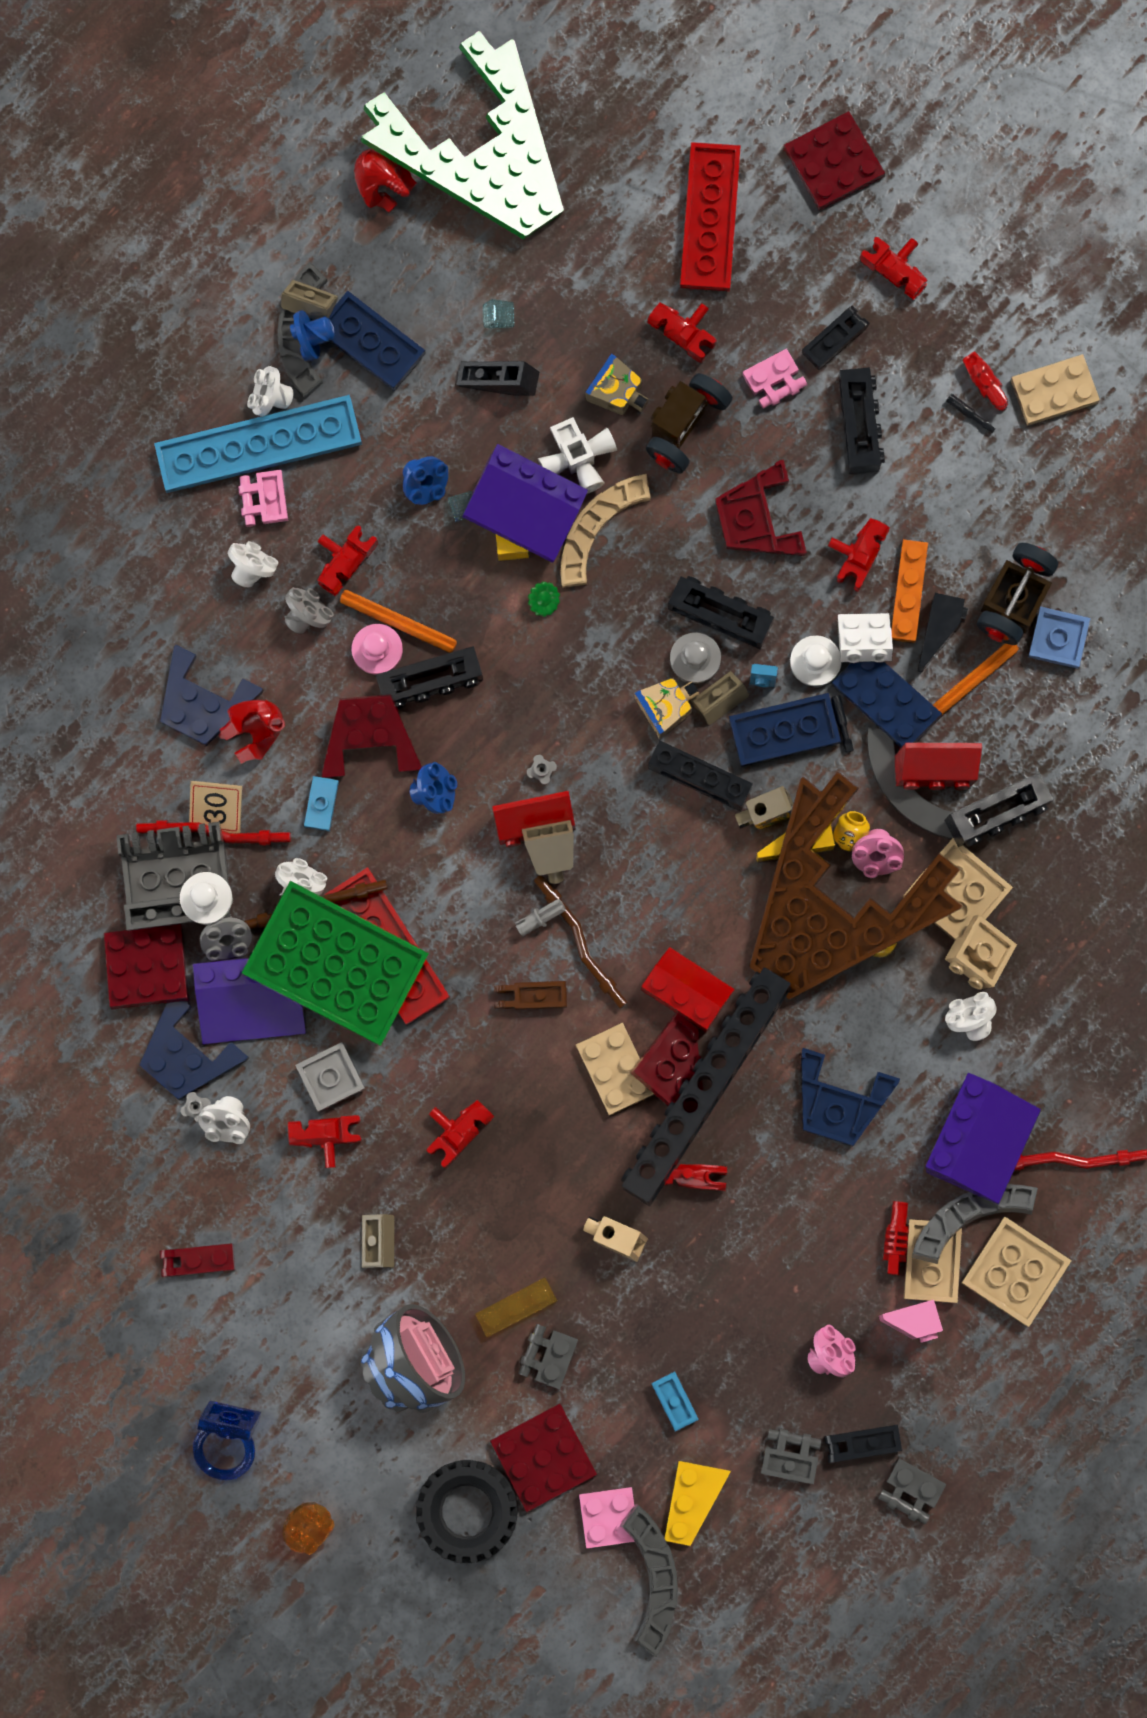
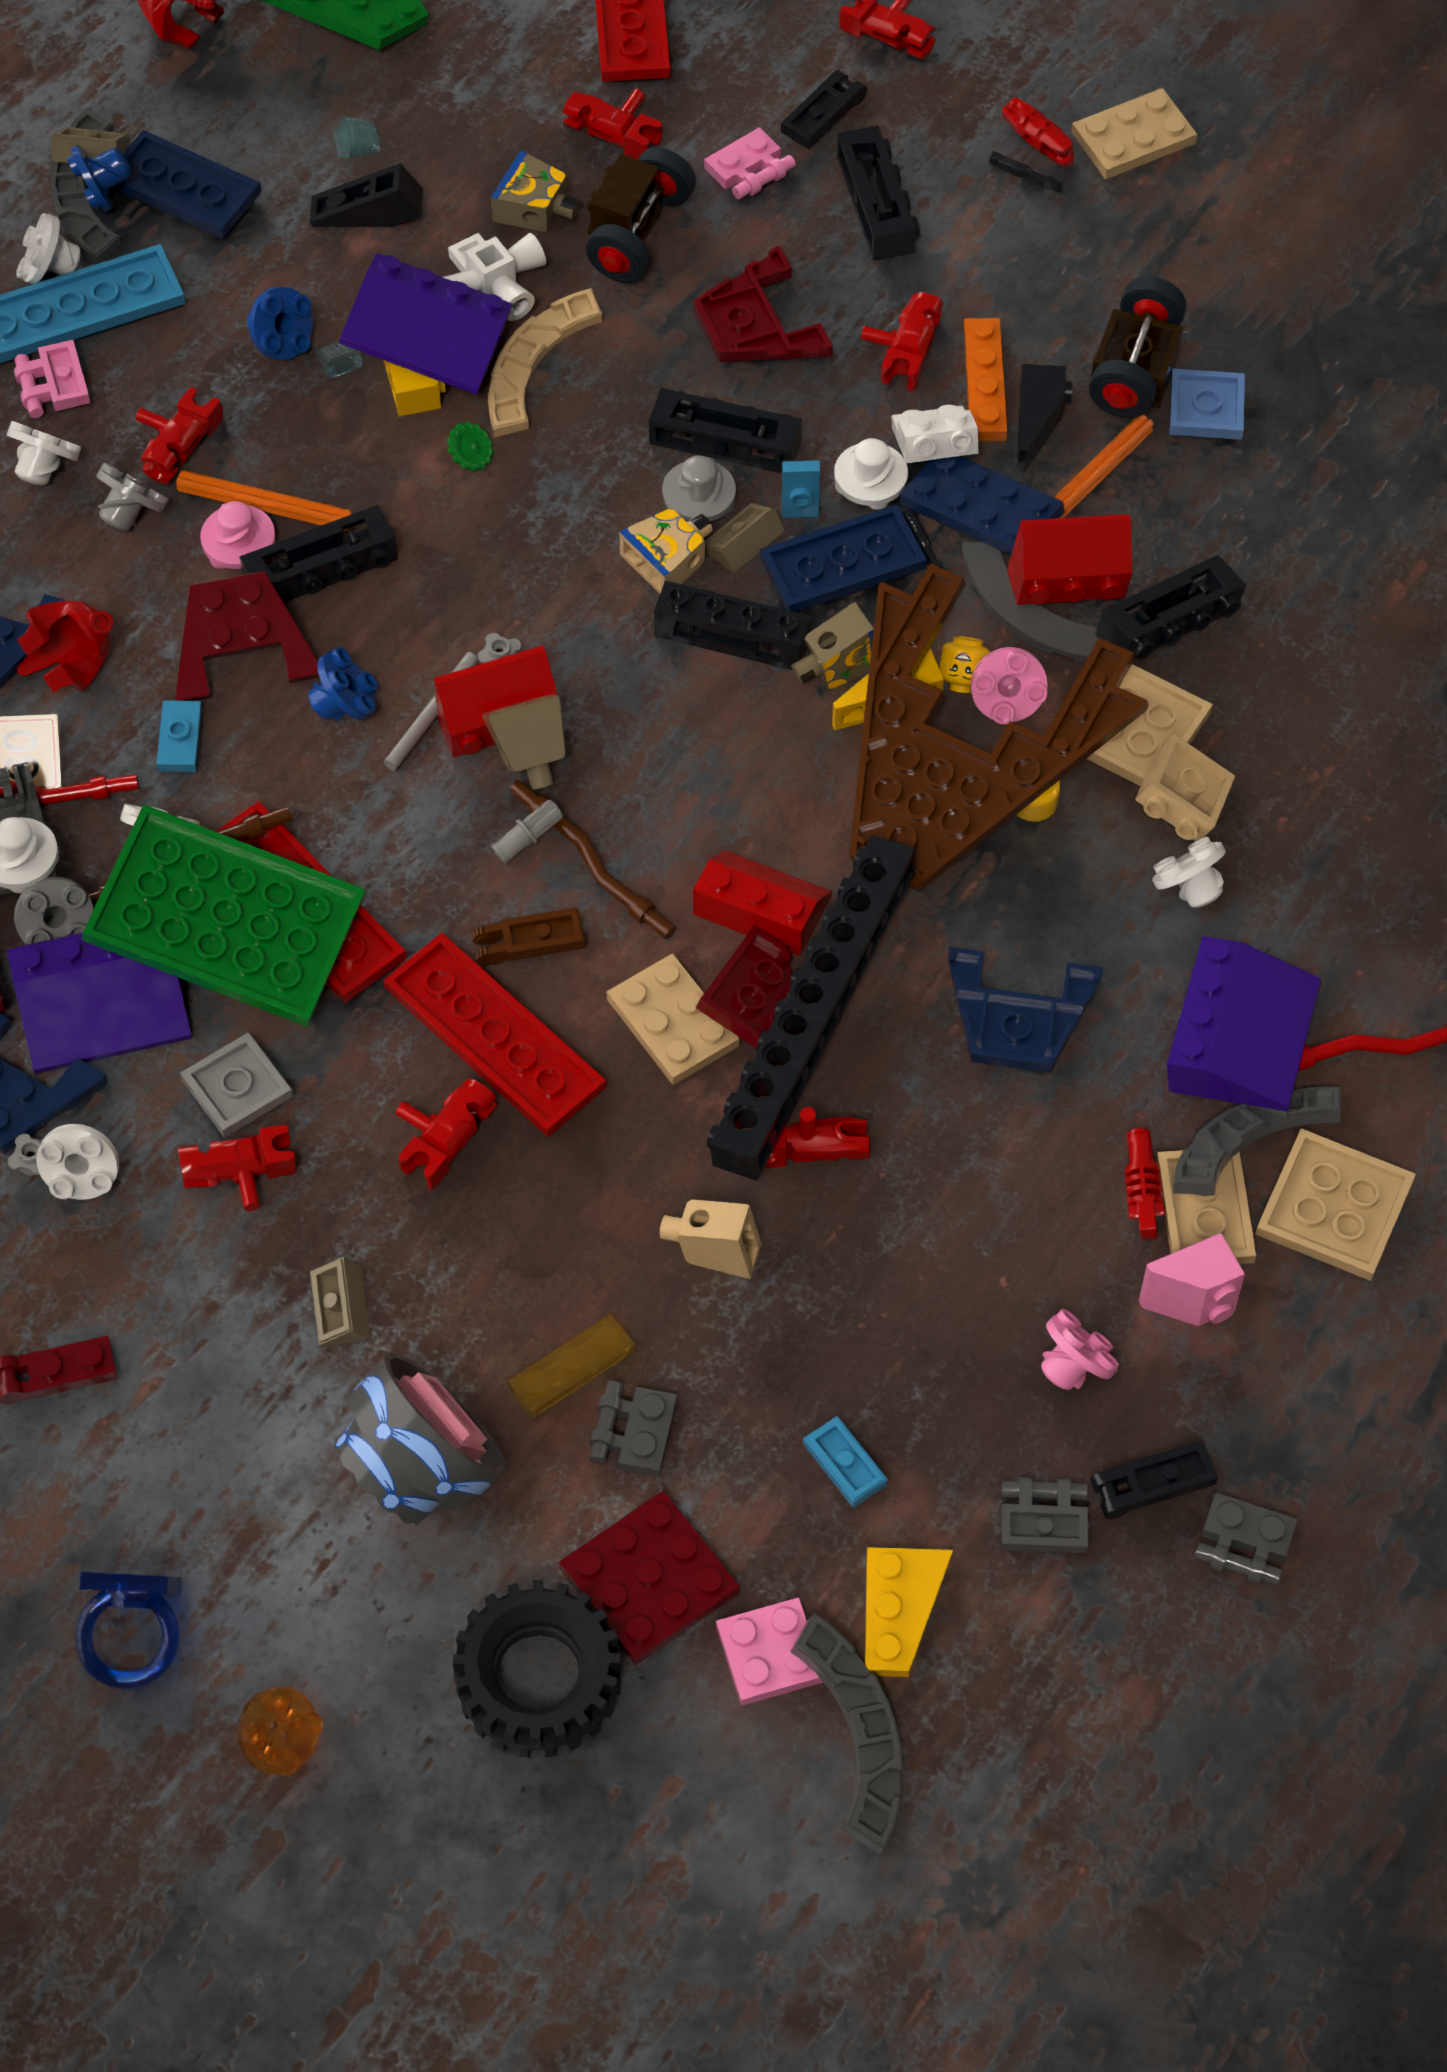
camera: 15 degrees left, 20 degrees down
(487, 812) = (422, 722): none -> light grey bar
(499, 1065) = (495, 1034): none -> red plate

